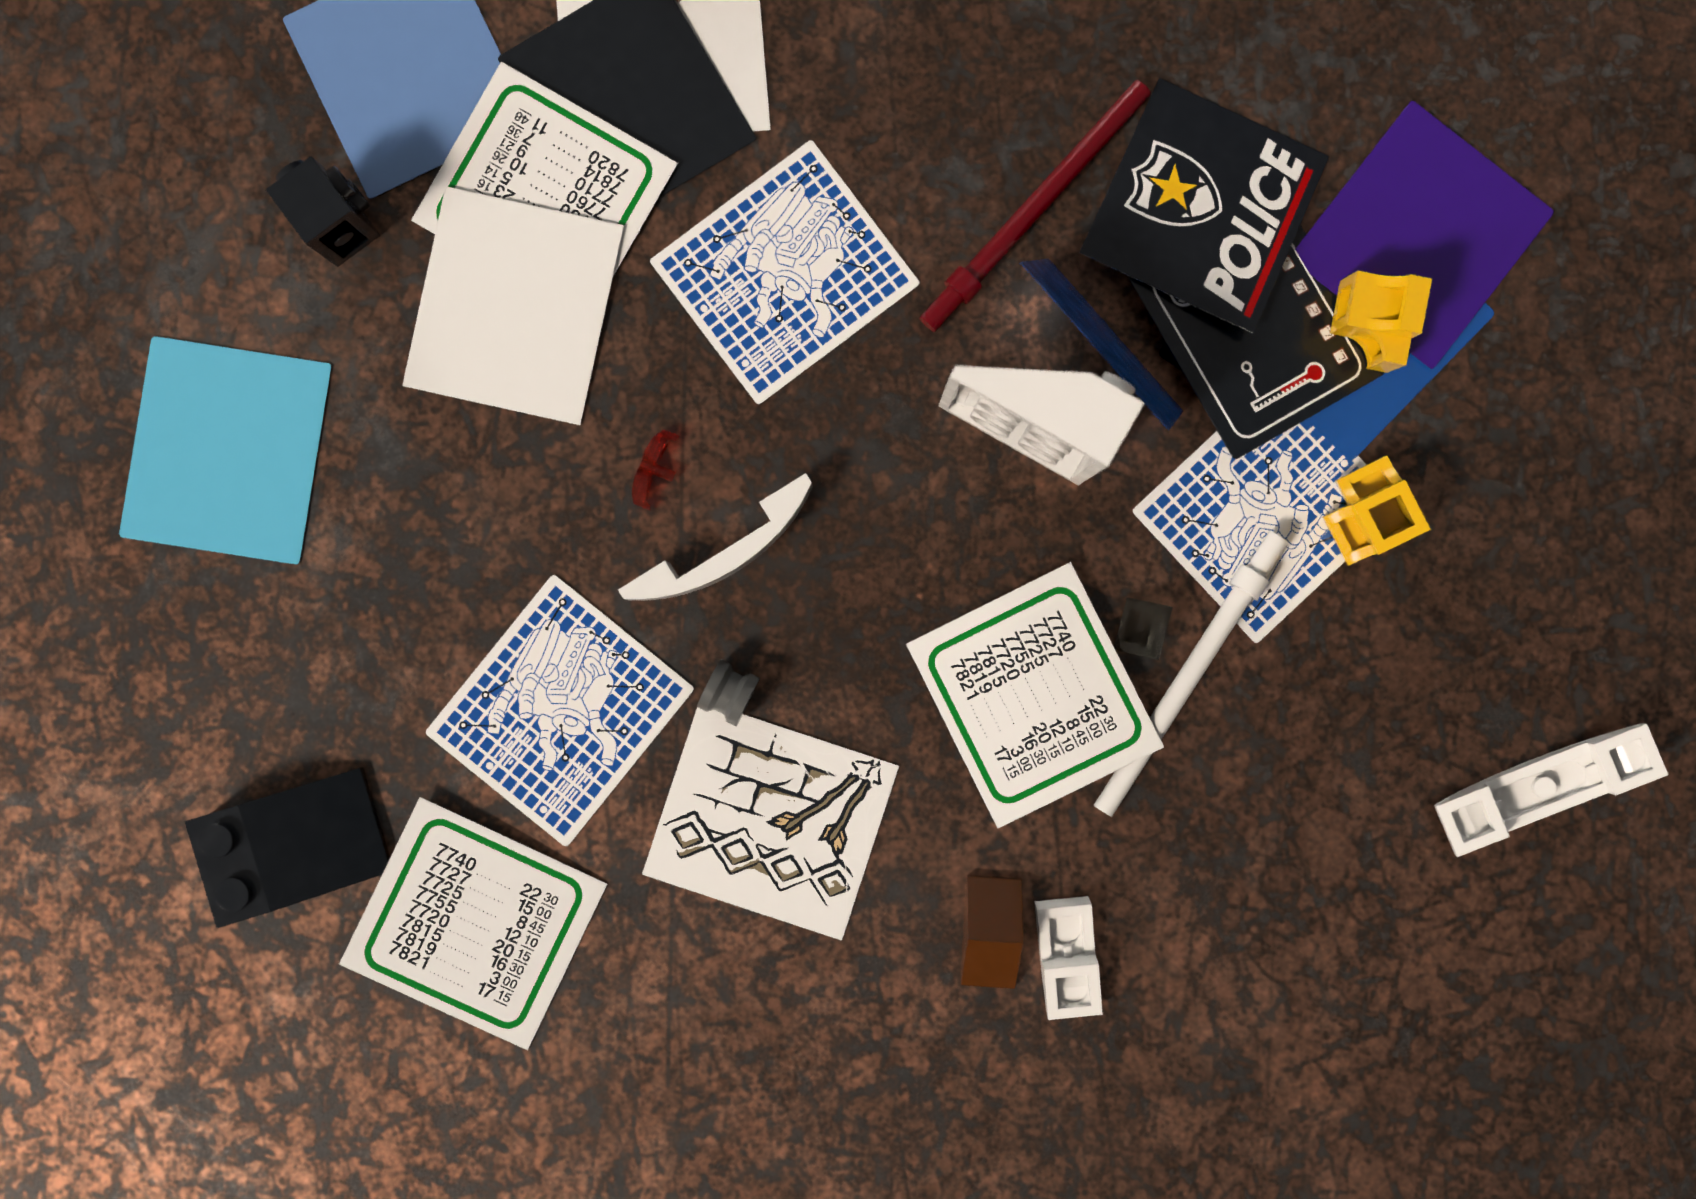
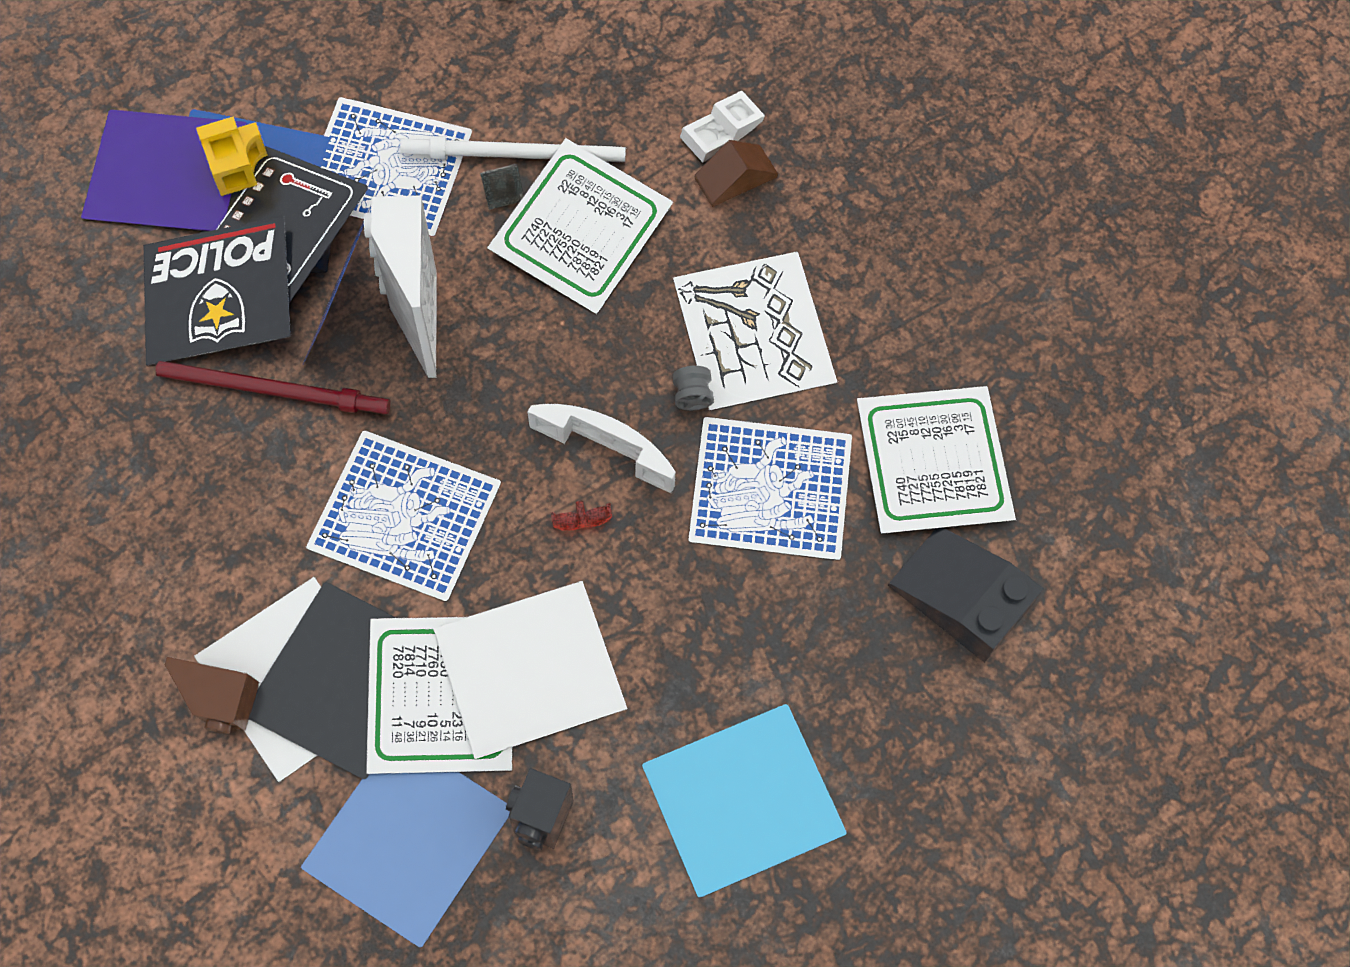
camera: 125 degrees left, 20 degrees down
(1377, 512) = (354, 99): yellow brick -> none

